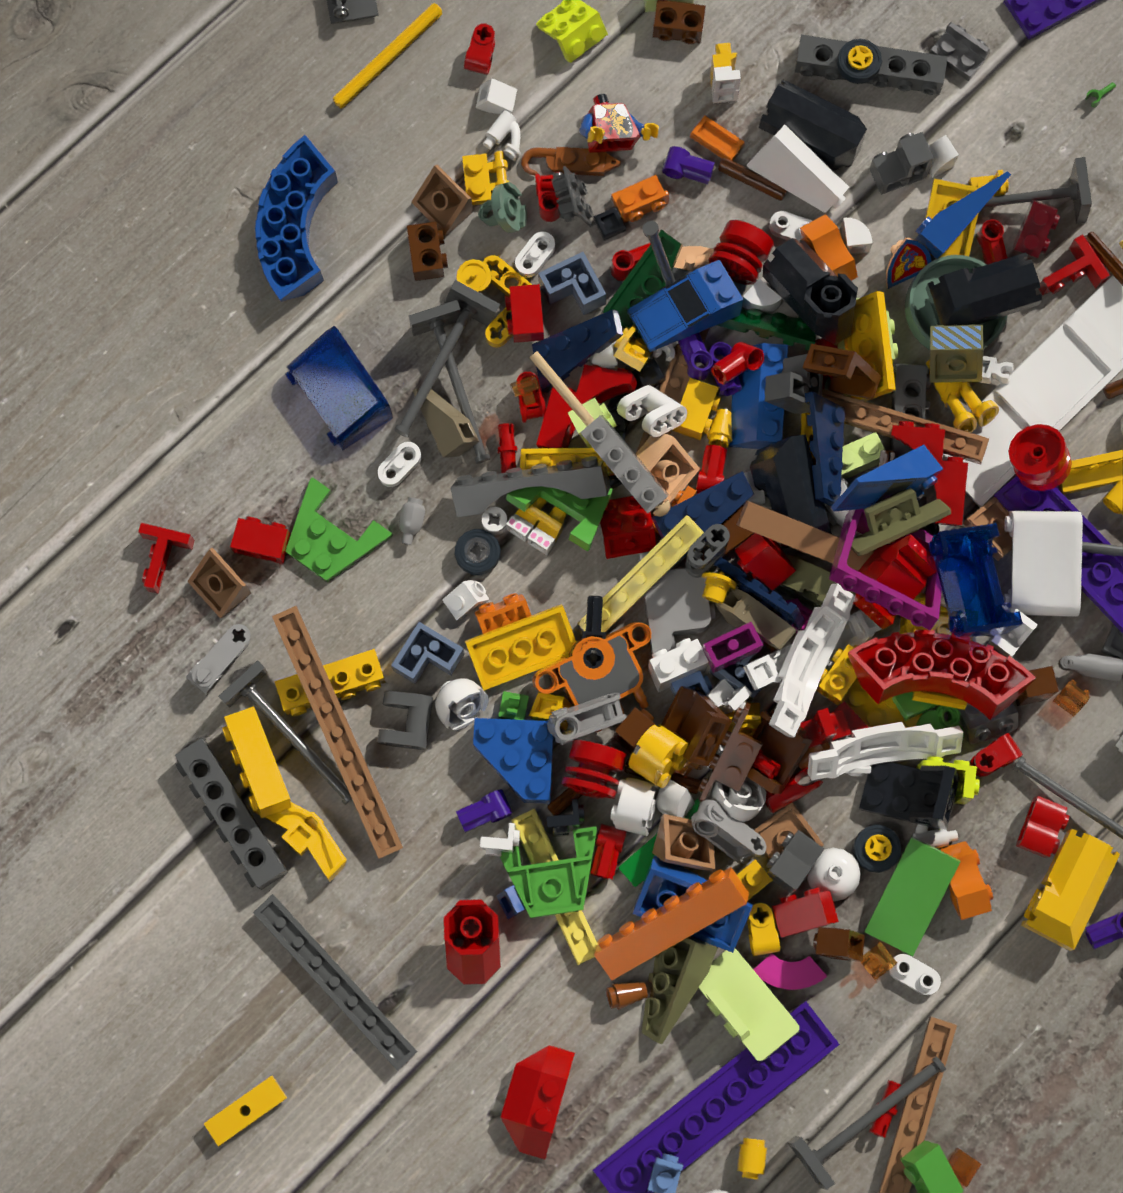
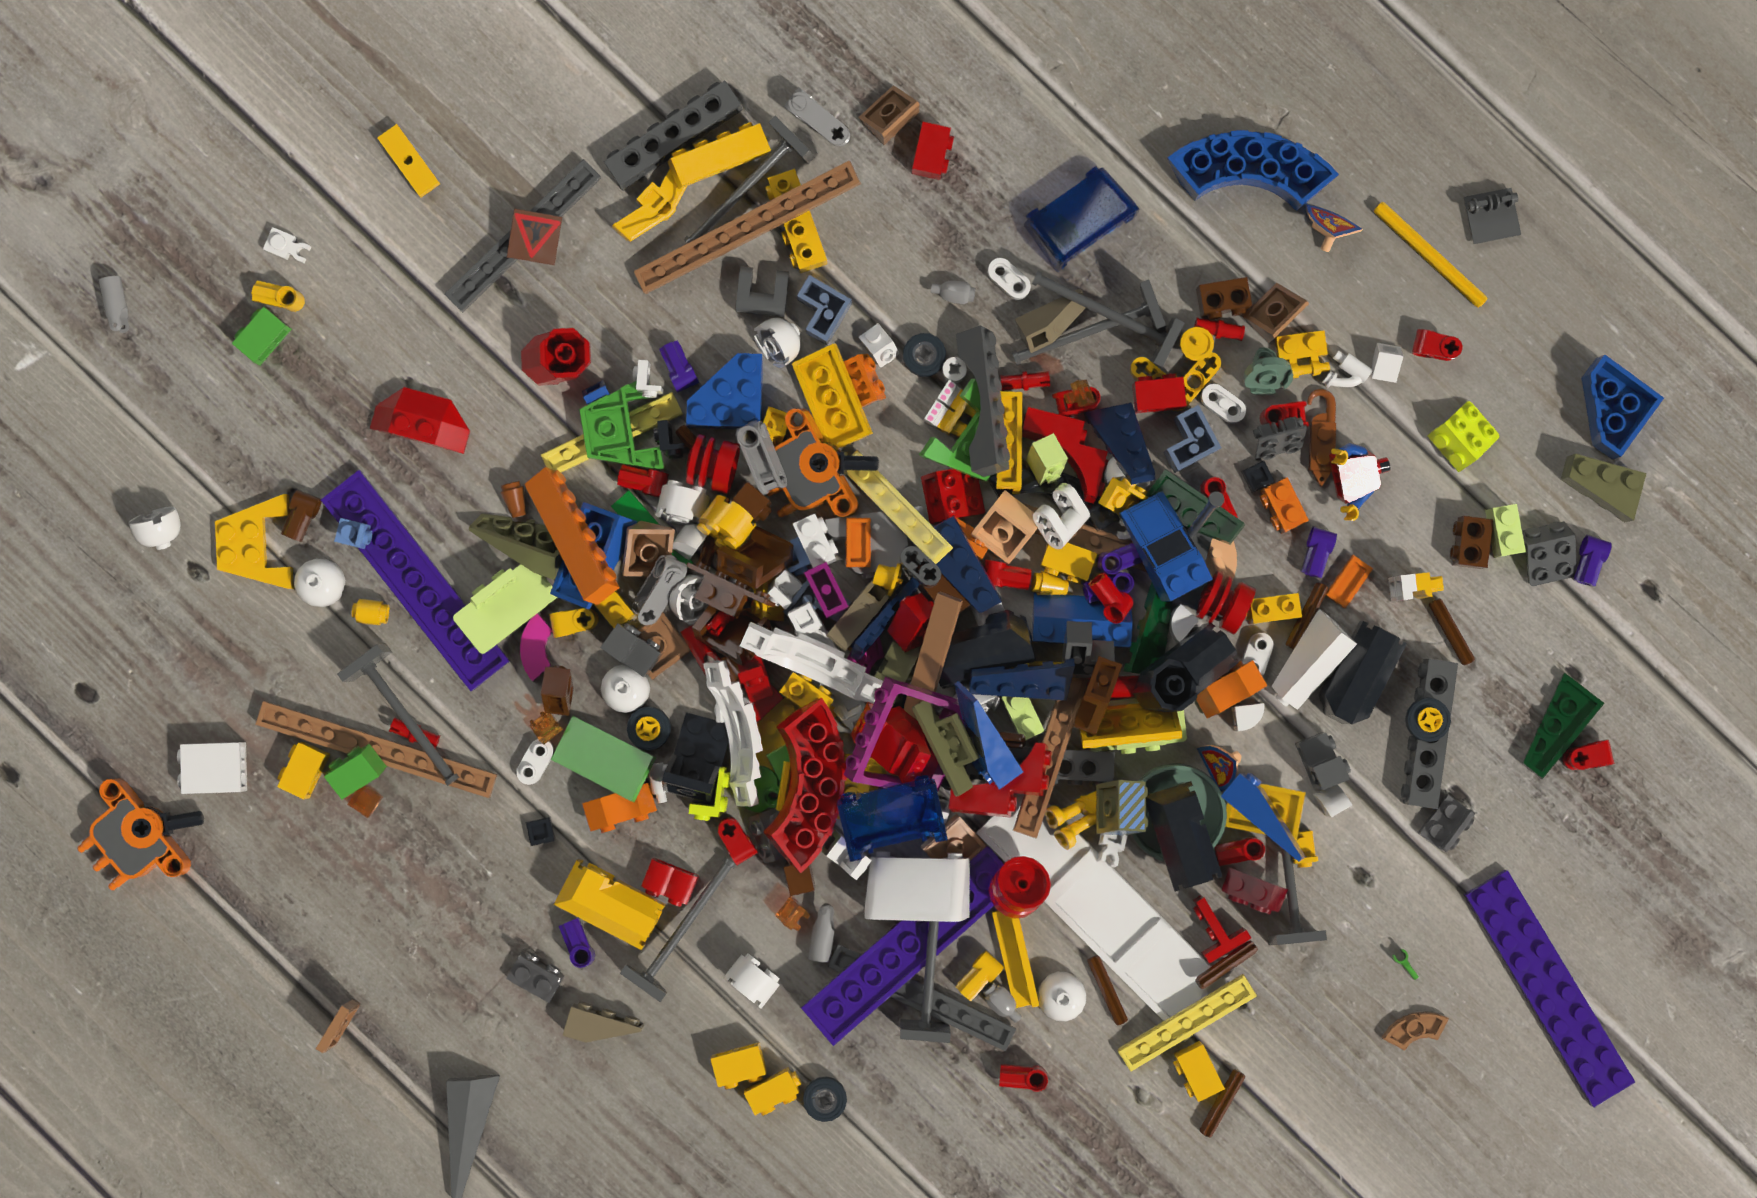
camera: 85 degrees right, 10 degrees up
(160, 552) = (917, 57): red bracket -> none
(323, 545) = (930, 209): bright green wing -> none
(337, 967) = (534, 237): none -> reddish brown piece
(355, 147) = (1330, 225): none -> shield
(458, 254) = (1220, 329): none -> red pin
(513, 706) = (777, 392): bright green tile -> none
(612, 448) = (1012, 476): light grey piece -> none
(678, 619) = (858, 542): none -> orange tile
(745, 202) = (1274, 608): none -> yellow brick
(768, 43) = (1451, 631): none -> reddish brown axle
(805, 913) = (585, 660): red brick -> none
(990, 969) = (540, 831): none -> black tile

